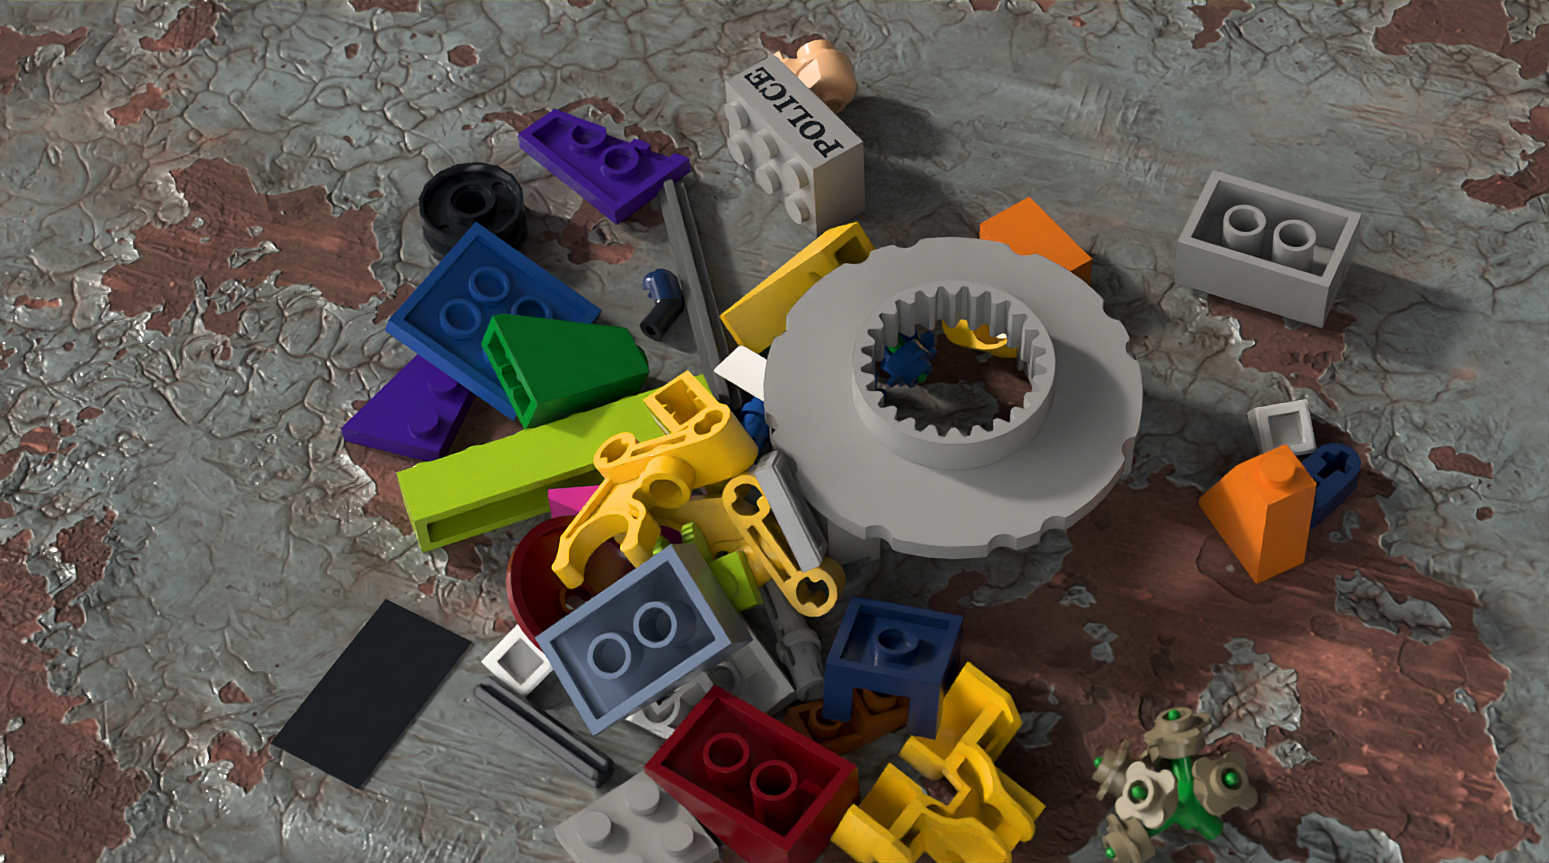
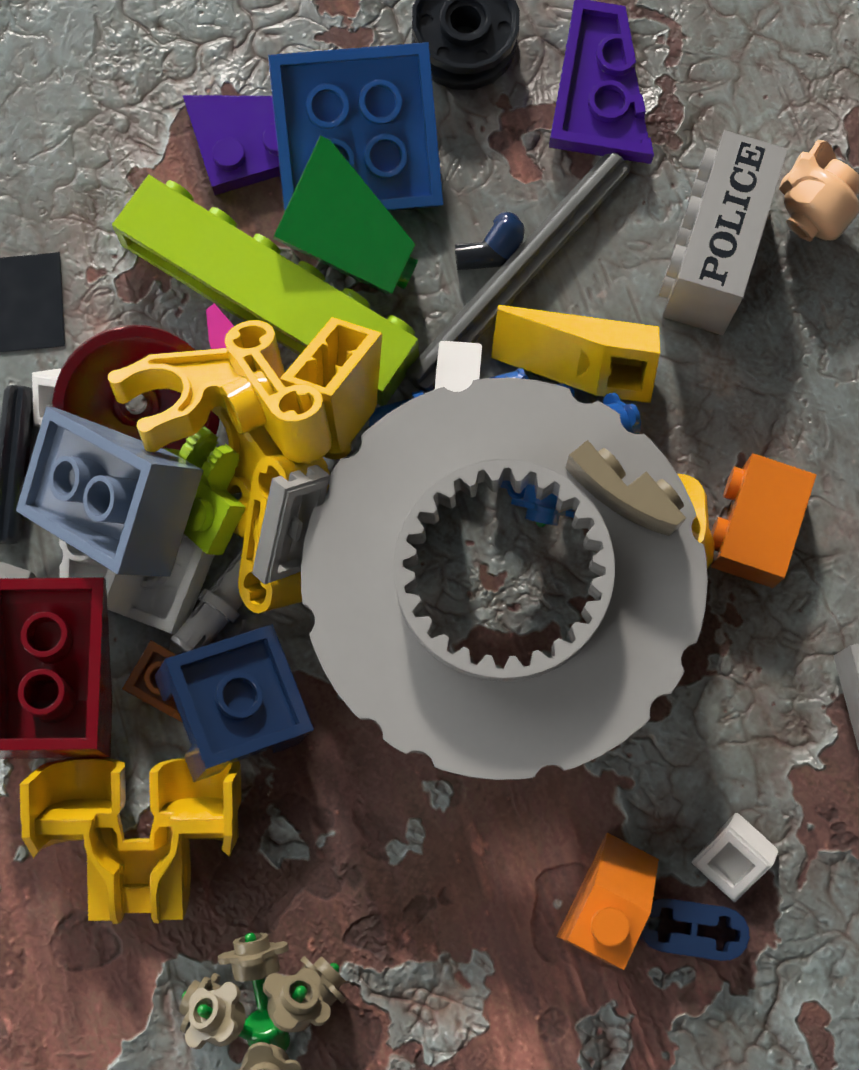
camera: 50 degrees right, 25 degrees up
(978, 257) = (642, 502): none -> dark tan slope

